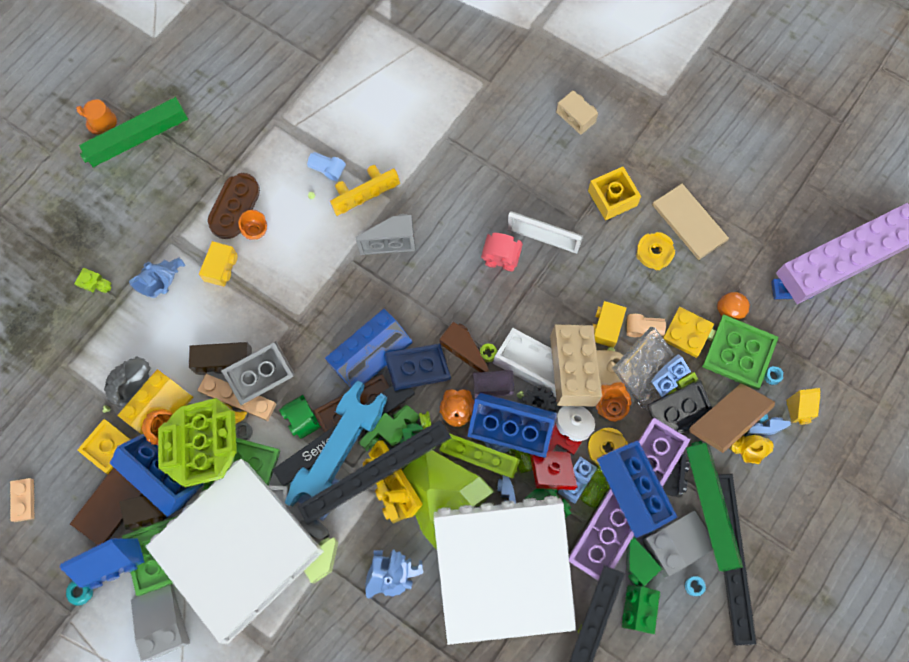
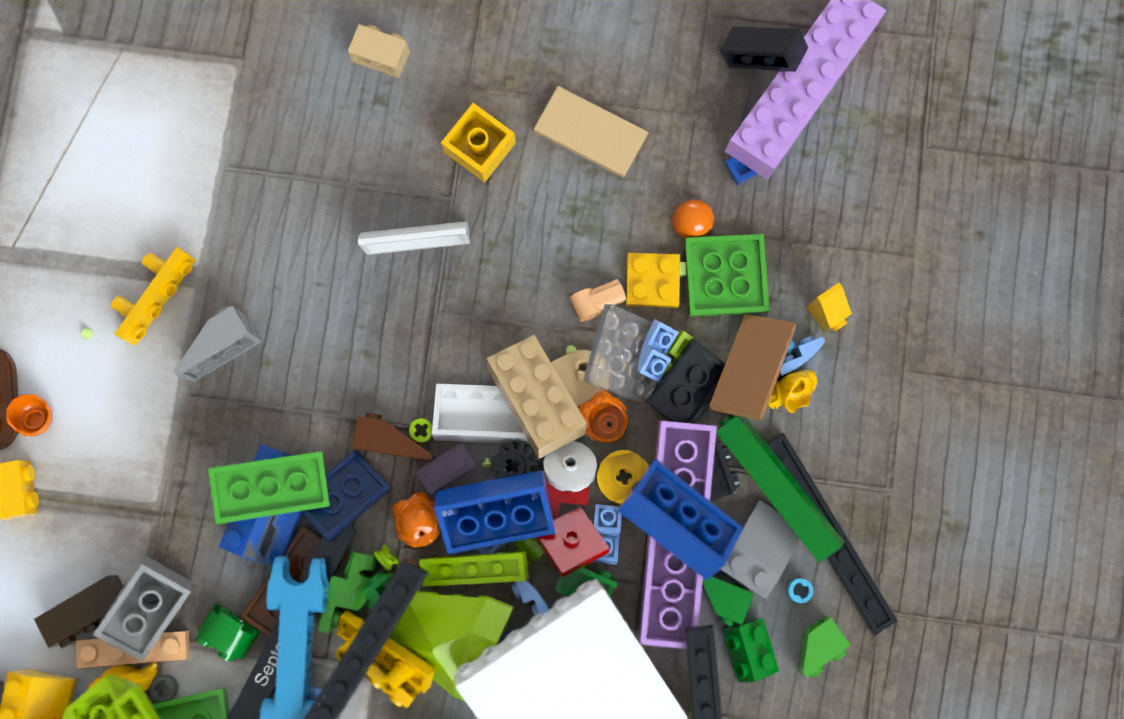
camera: 30 degrees left, 10 degrees up
(330, 167) = (93, 284): light blue piece -> none
(376, 335) = (268, 487): none -> bright green plate
(501, 251) = (372, 292): coral brick -> none
(595, 489) = (632, 540): clear neon green piece -> none
(609, 323) = (552, 319): yellow brick -> none
(652, 260) = (577, 184): yellow plate -> none
(693, 630) = (819, 645): none -> bright green slope
(778, 371) = (782, 277): medium azure axle -> none
(833, 219) = (764, 48): none -> black brick

